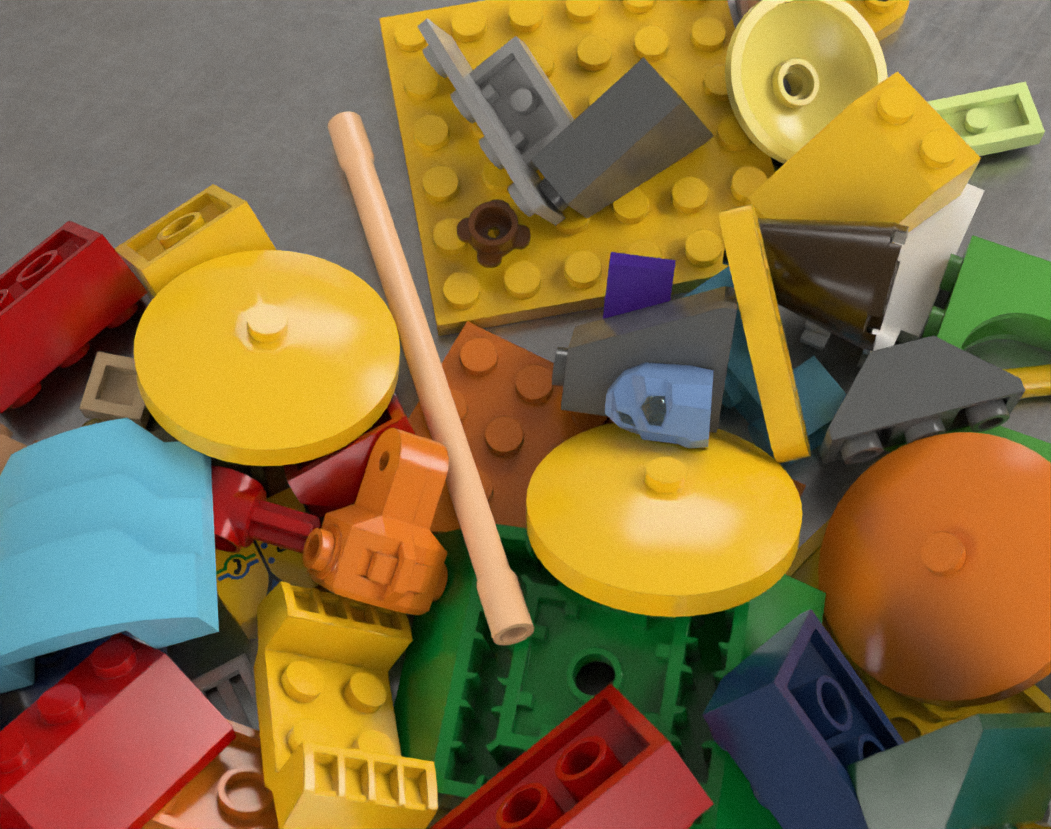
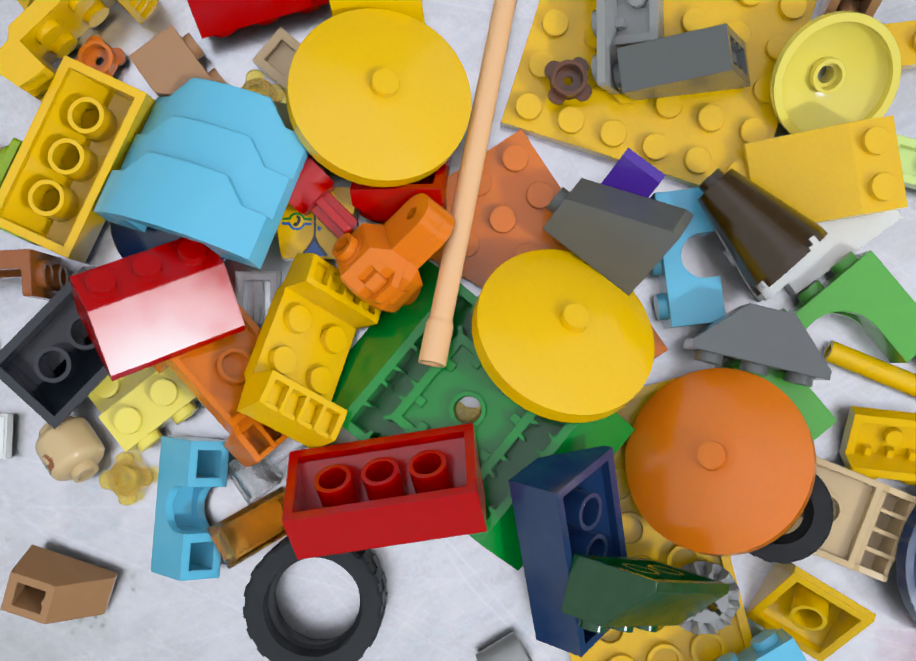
camera: 30 degrees right, 20 degrees up
(663, 403) = (604, 265): medium blue rock -> none
(764, 334) = (692, 253): yellow beam -> none

